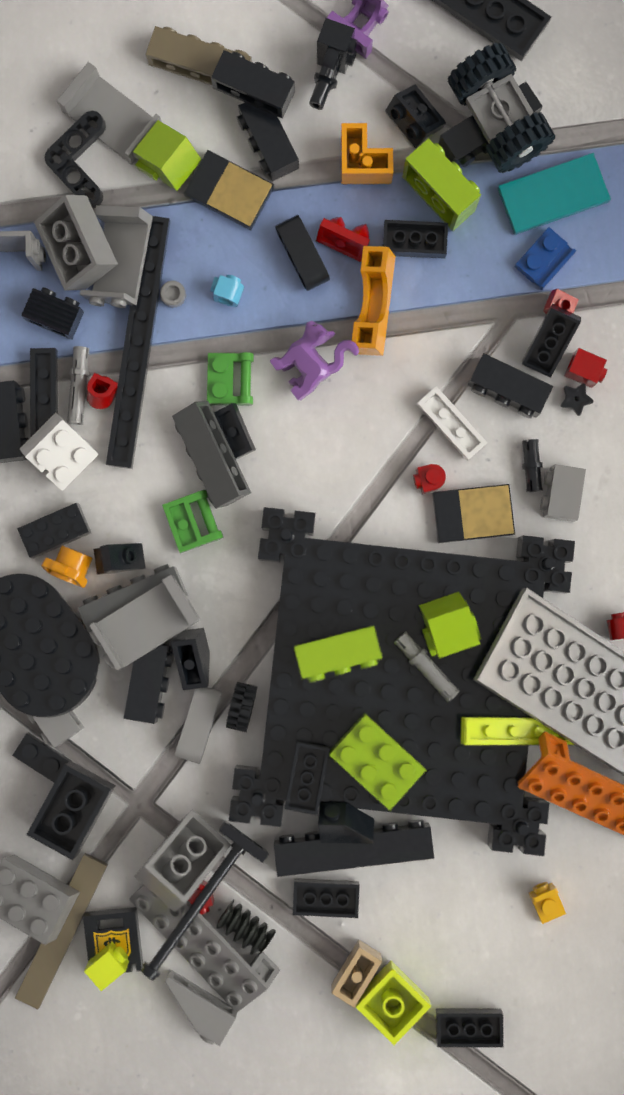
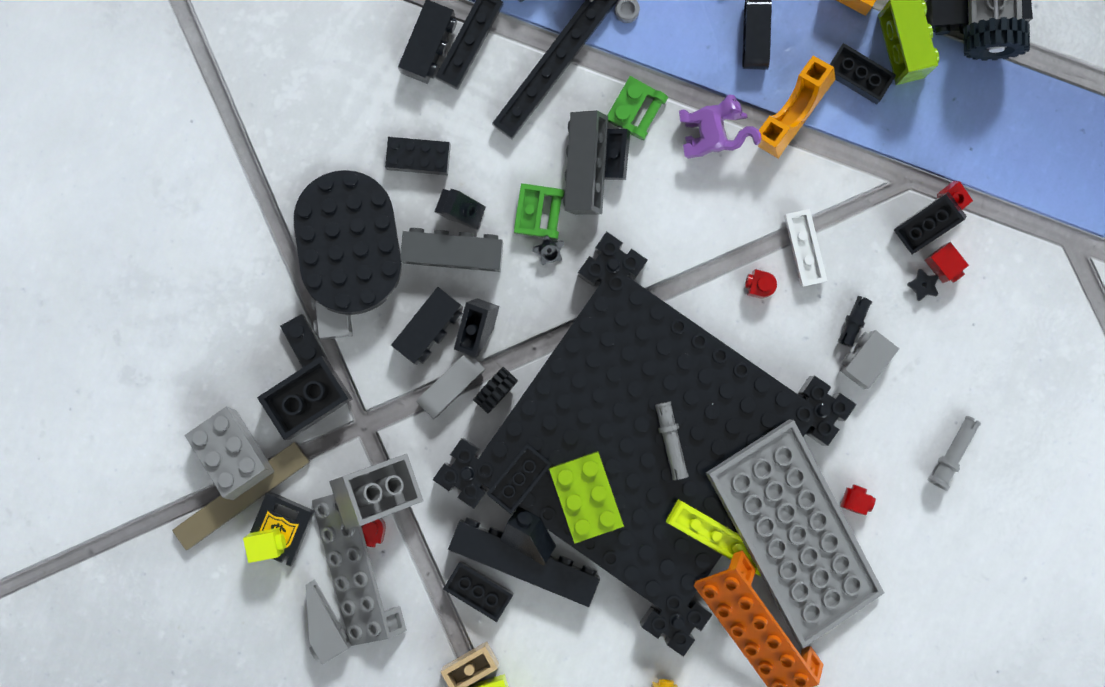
camera: 30 degrees right, 0 degrees up
(59, 451) = (458, 90): white piece -> none
(69, 566) = (414, 192): light orange piece -> none
(78, 385) = (510, 35): light grey pin -> none
(101, 391) = (521, 59): red plate -> none
(144, 623) = (452, 274): light grey panel -> none
(226, 556) = (549, 257): none -> black plate
(227, 290) = (675, 31): medium azure plate -> none
(240, 845) = (431, 506): black tile -> none
(245, 928) = (396, 578): pearl dark grey piece -> none
(338, 653) = (603, 387): lime brick -> none
(348, 242) = (794, 36): red tile -> none
(449, 625) = (710, 416): lime plate -> none
(473, 513) = (782, 335): pearl gold tile -> none
(509, 386) = (872, 243): black brick -> none
(545, 258) = (963, 150): blue plate -> none
(554, 193) = (1001, 99): teal tile -> none

